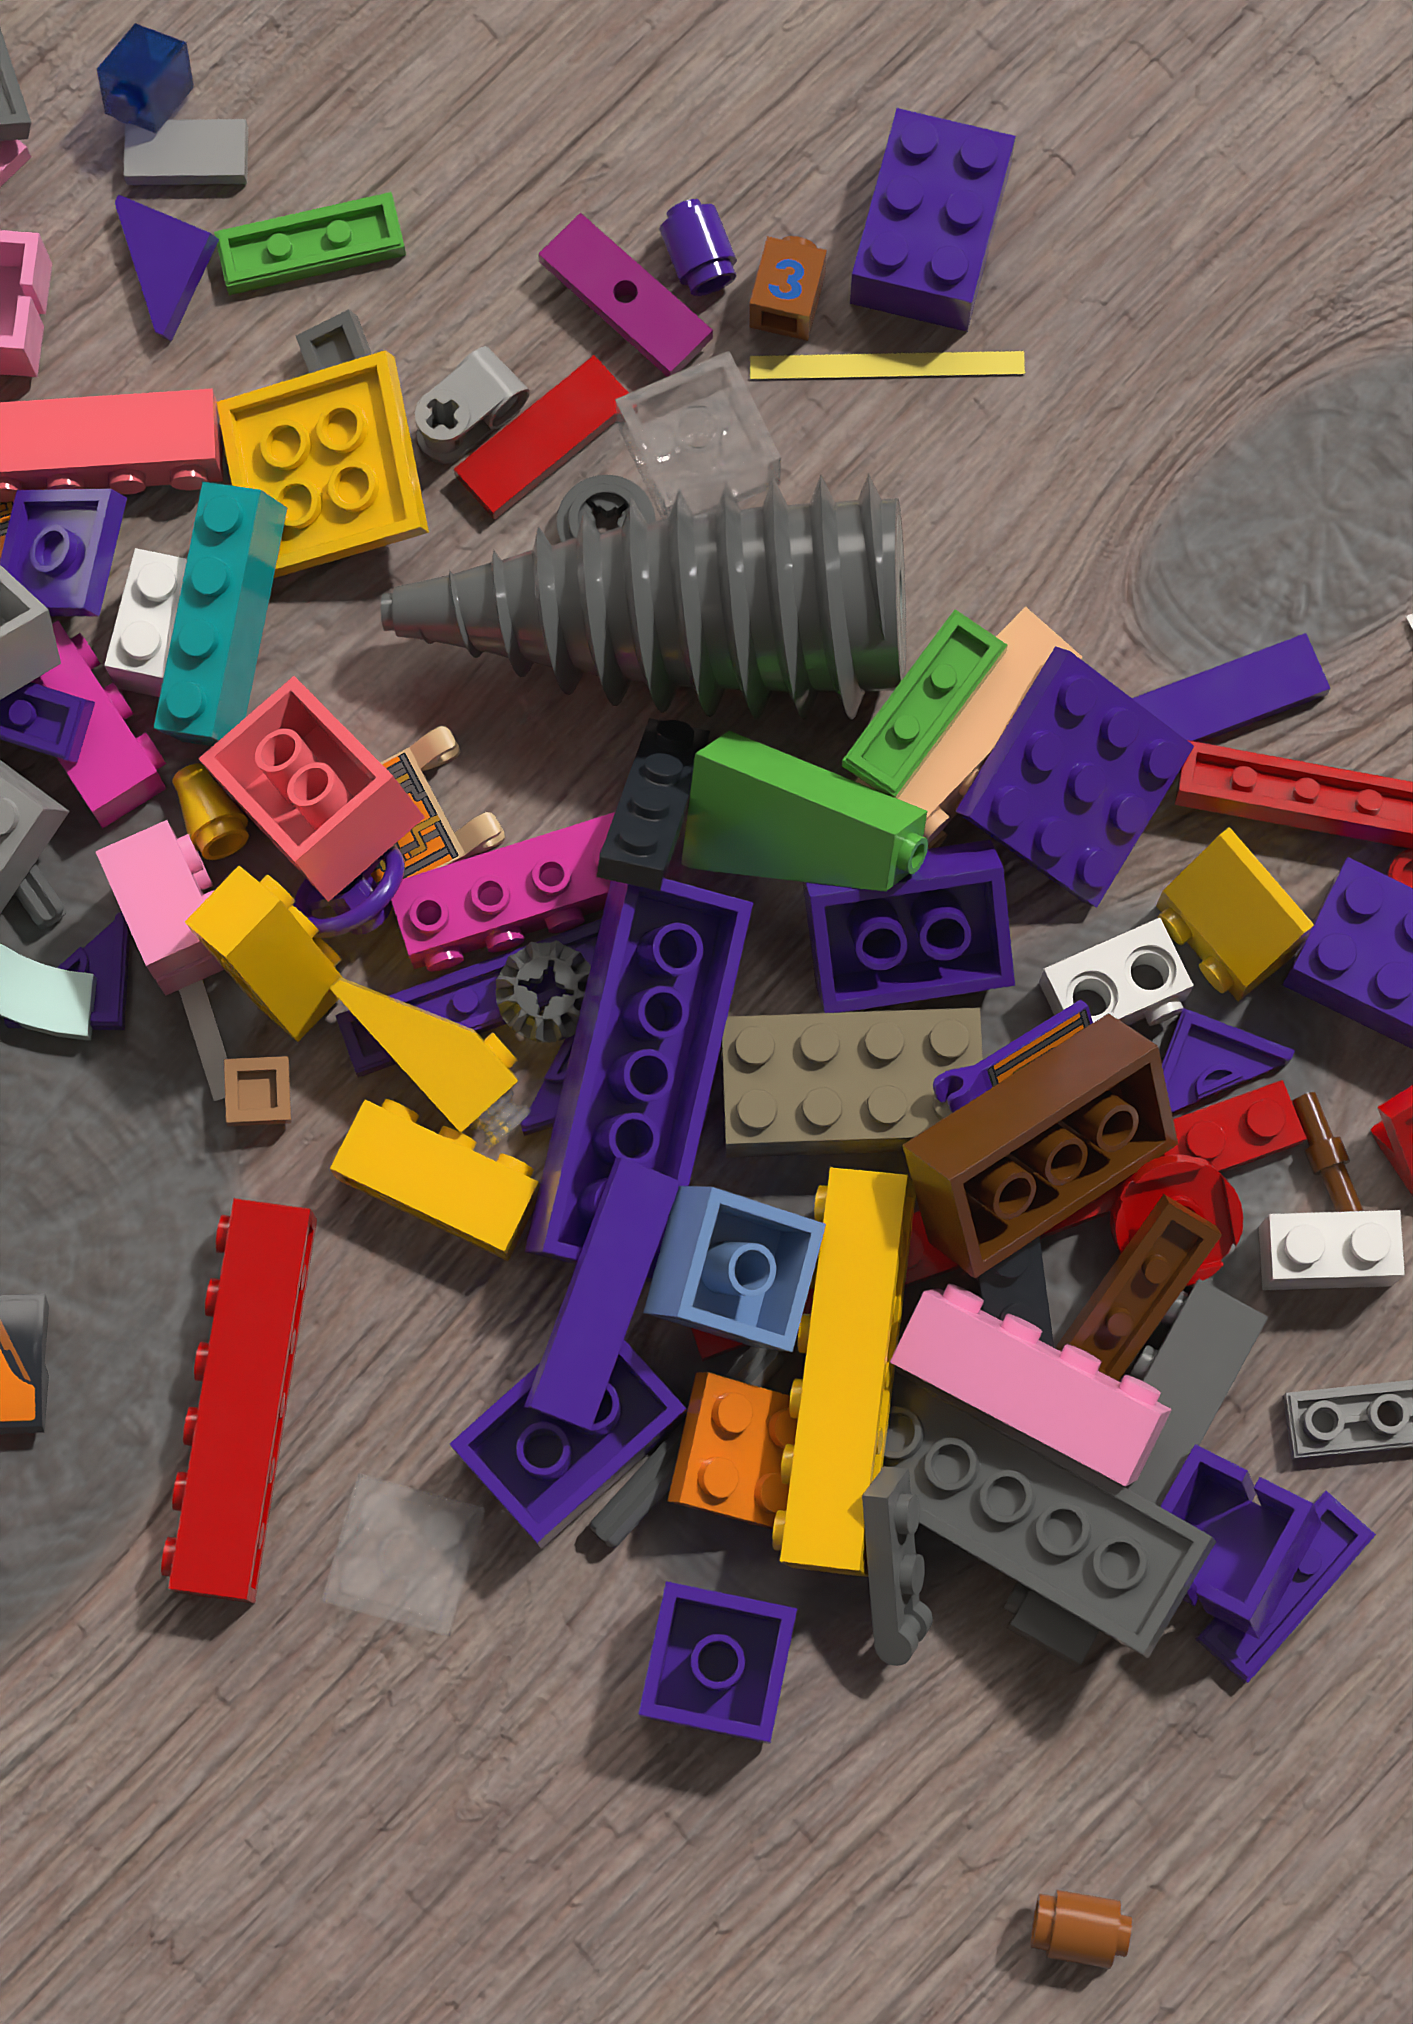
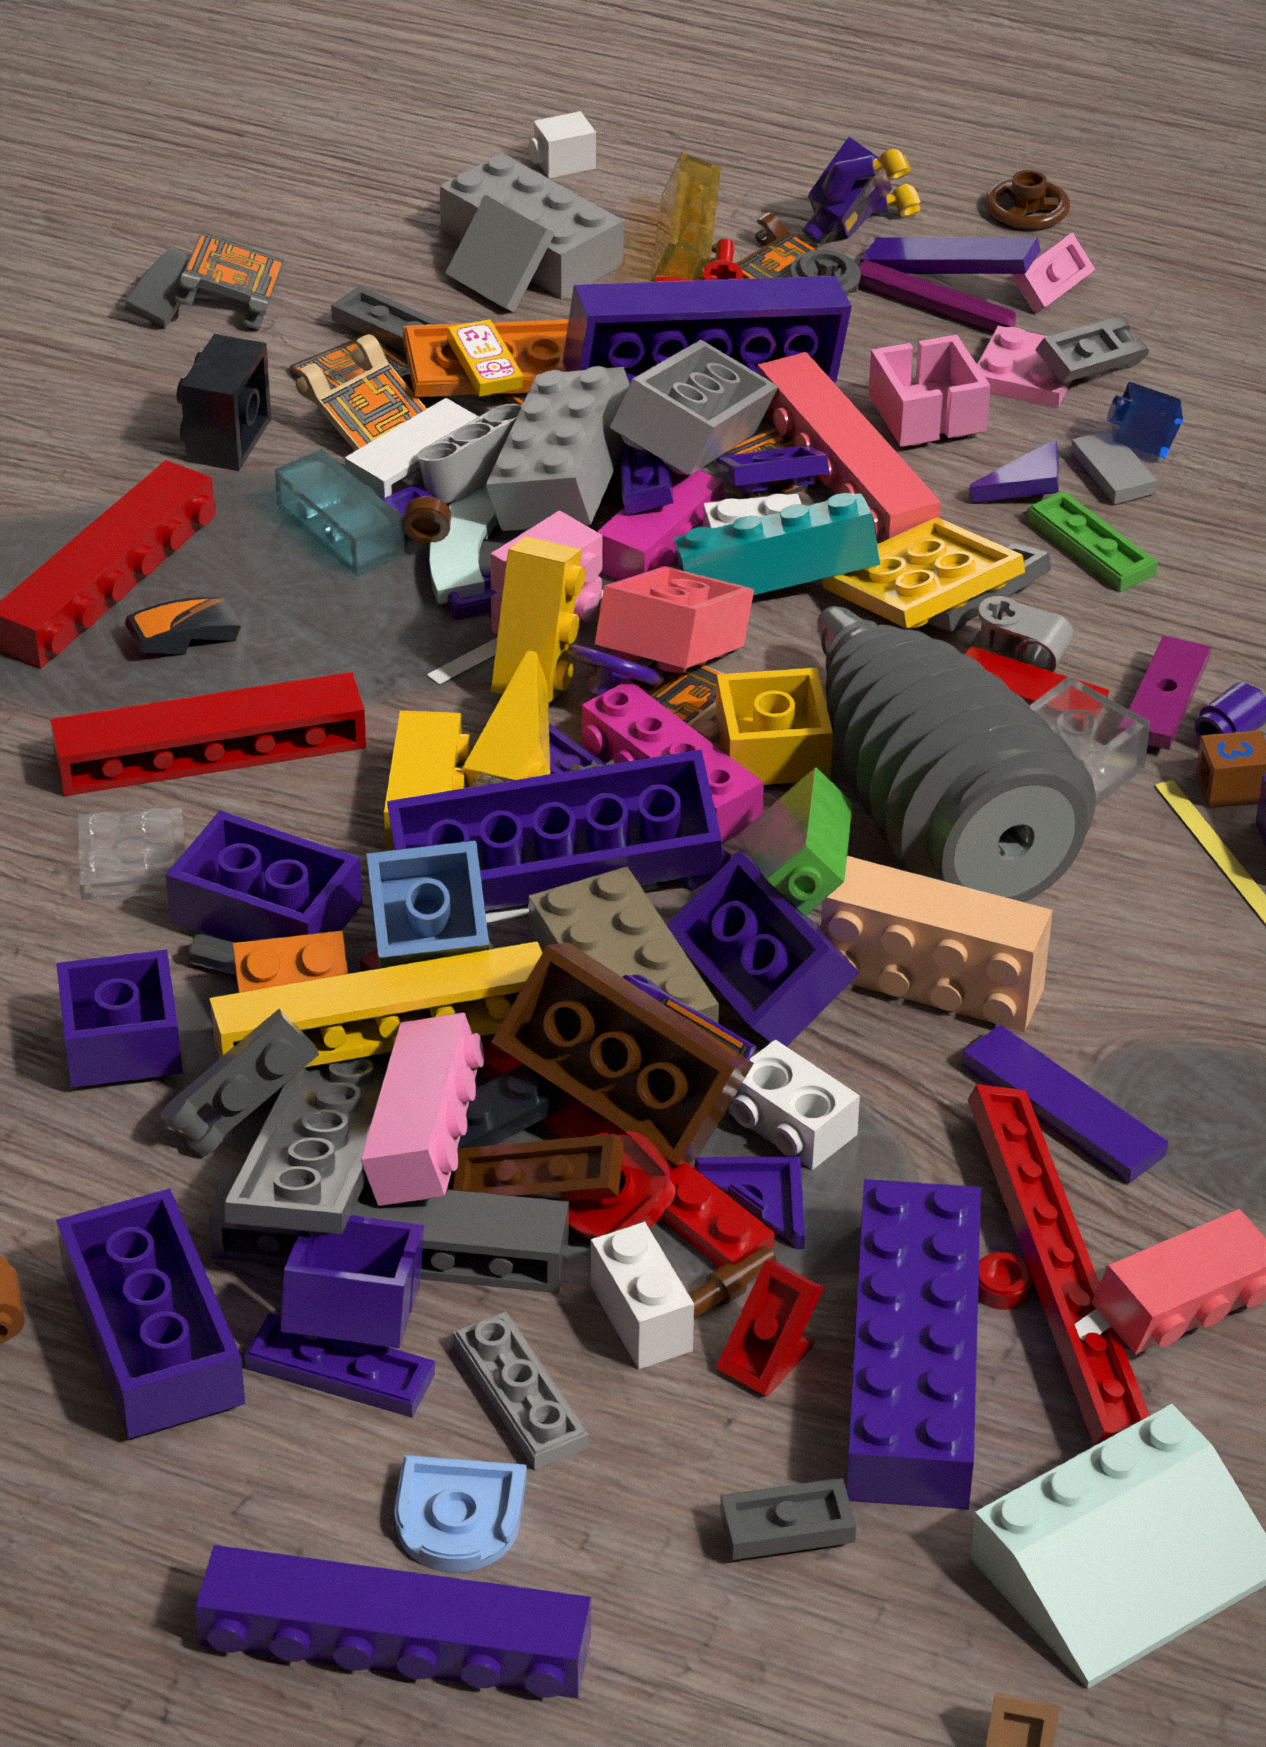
camera: 65 degrees right, 35 degrees down
(257, 1091) = (442, 680): medium nougat plate -> none
(526, 752) = (775, 723): none -> yellow brick
(602, 1294) = (343, 841): dark purple tile -> none
(652, 805) = (742, 761): black plate -> none
(924, 705) = (932, 870): bright green tile -> none
(1075, 777) = (940, 1002): dark purple plate -> none
(1179, 1767) = (150, 1313): none -> dark purple brick
(1233, 916) = (891, 1140): yellow slope -> none

